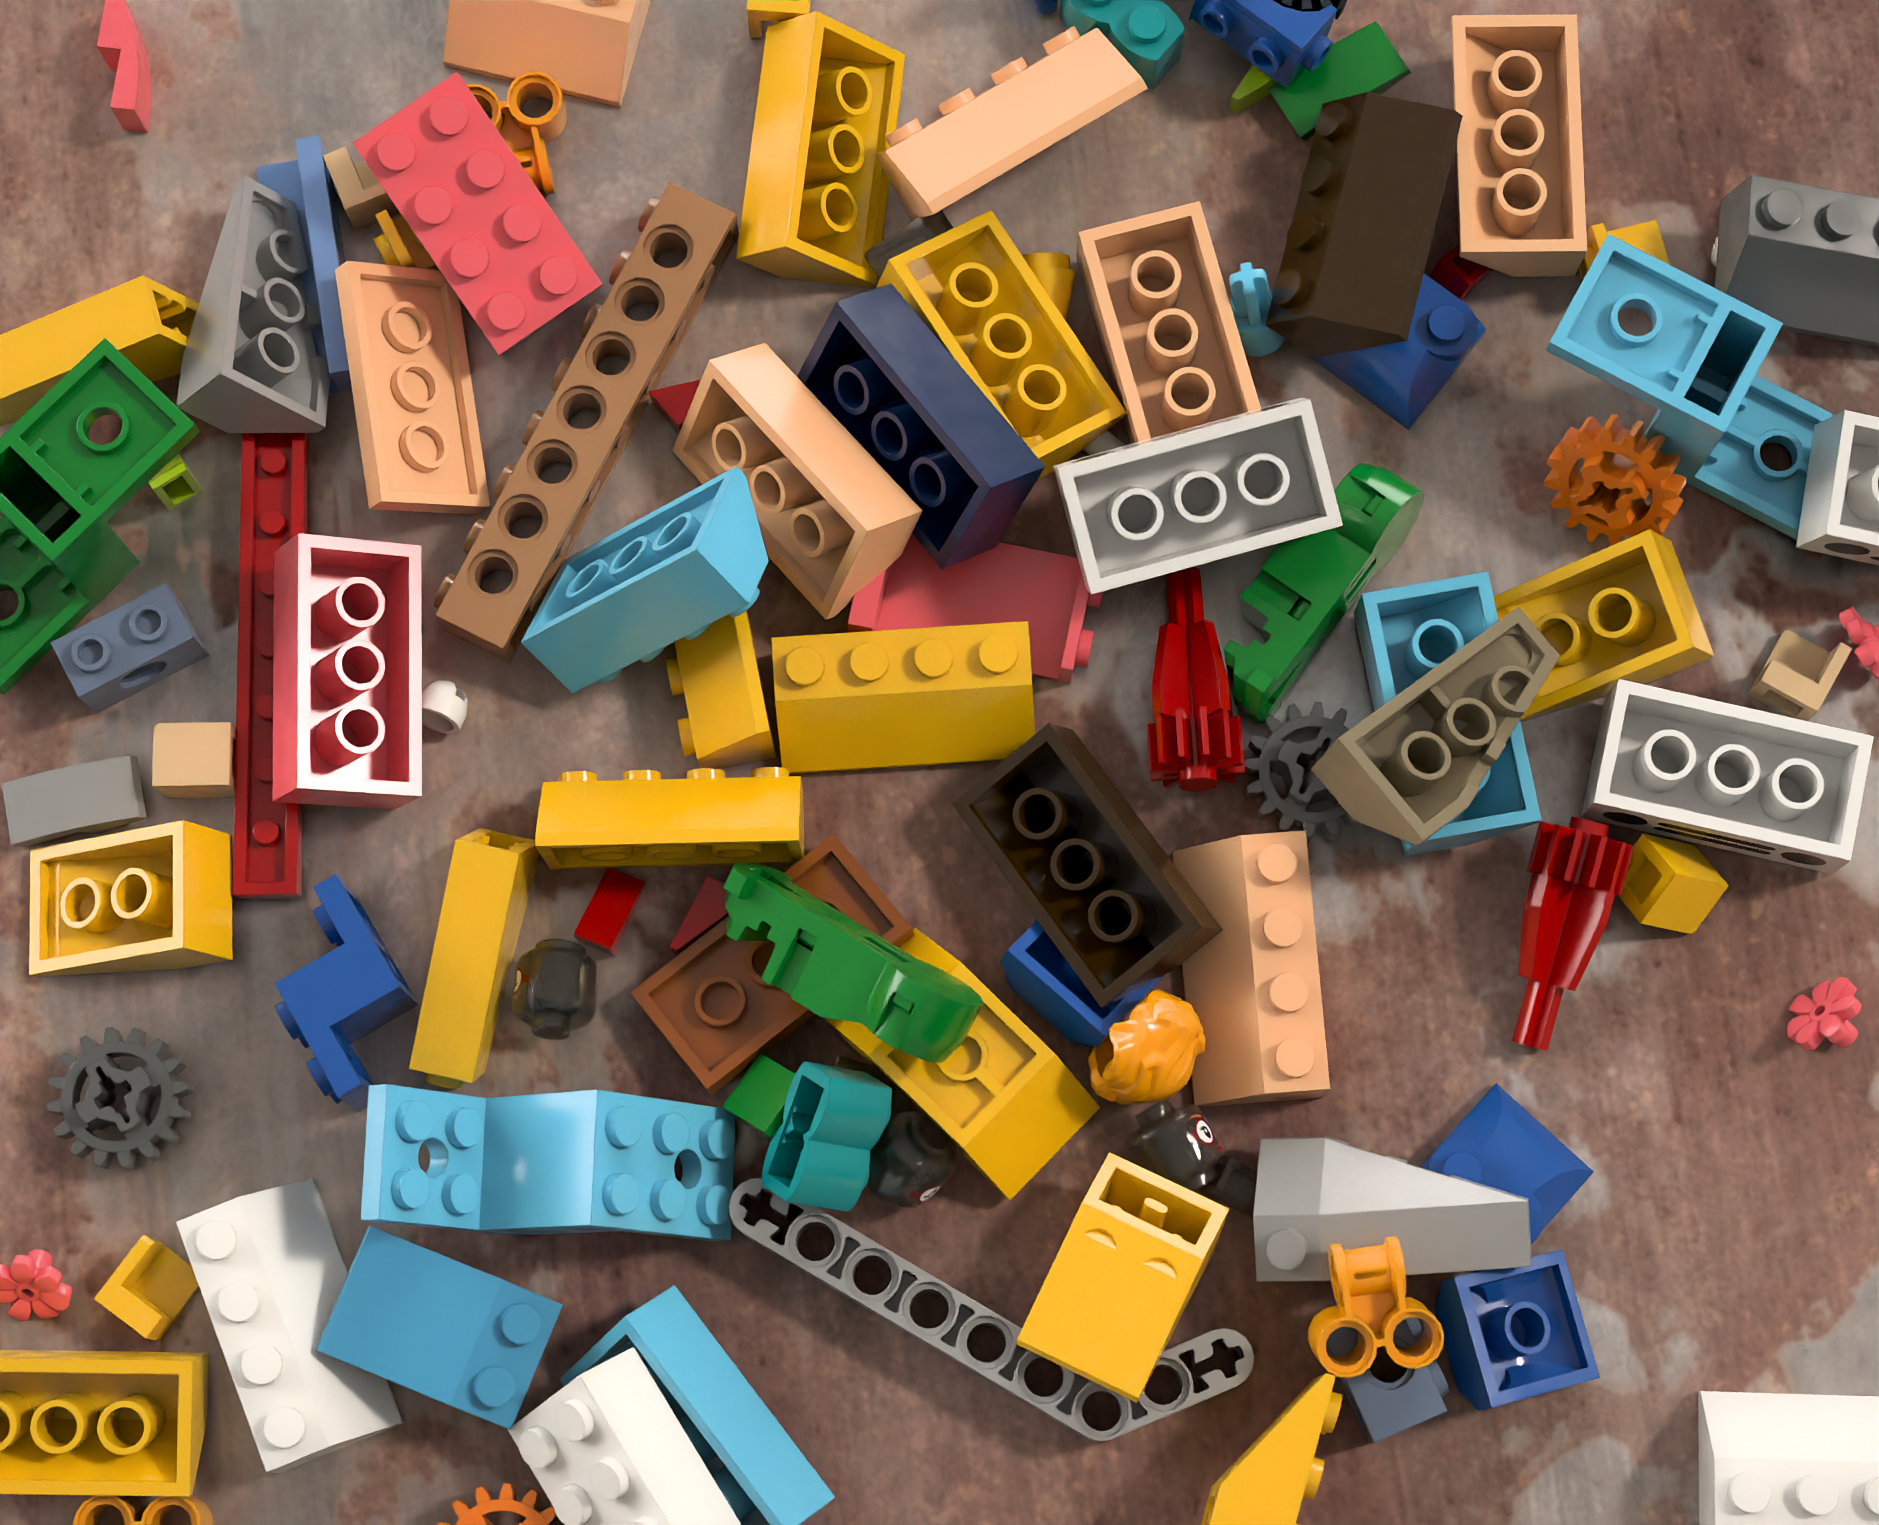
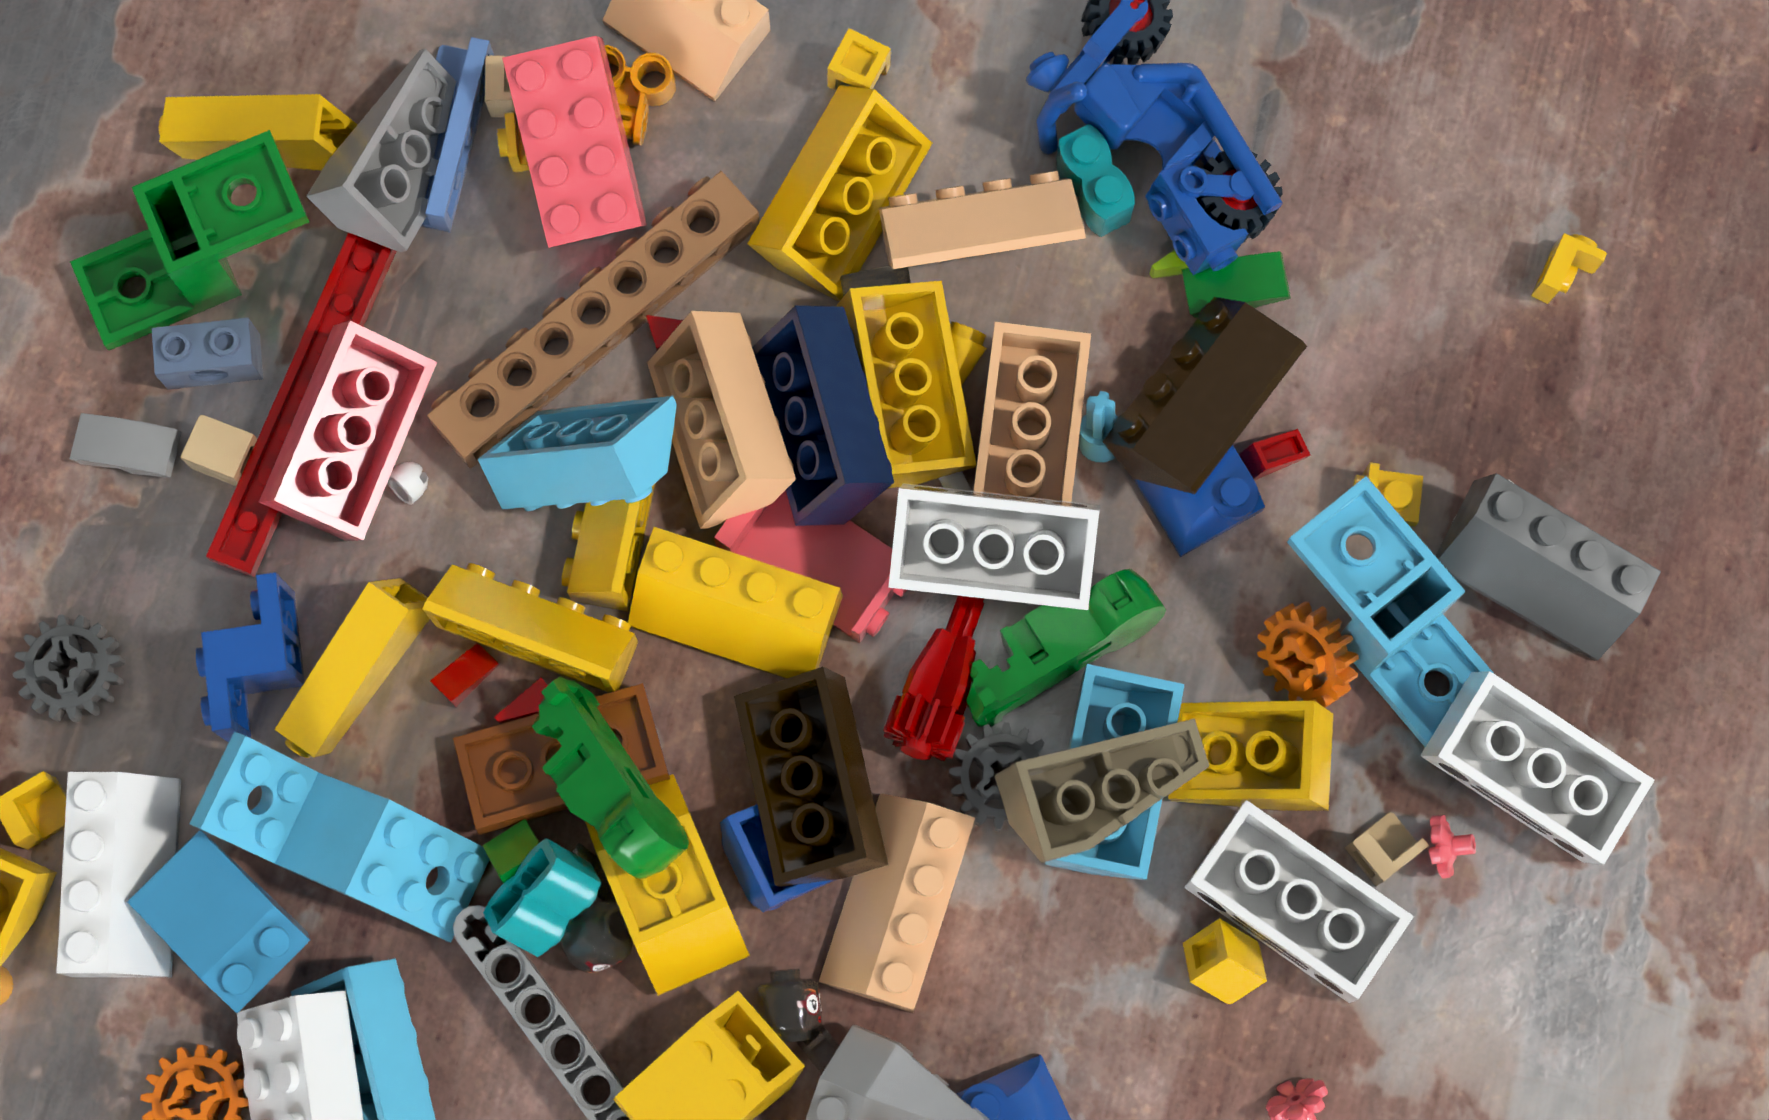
camera: 20 degrees right, 0 degrees up
(132, 901) = (135, 533): yellow slope -> none
(175, 483) = (288, 247): lime piece -> none
(411, 389) = (478, 248): light nougat plate -> none
(555, 988) = (402, 714): clear smoke head -> none
(1149, 1053) = (797, 931): light orange hair -> none
(1519, 143) = (1341, 381): light nougat slope -> none
(1564, 916) = (1139, 954): red piece -> none

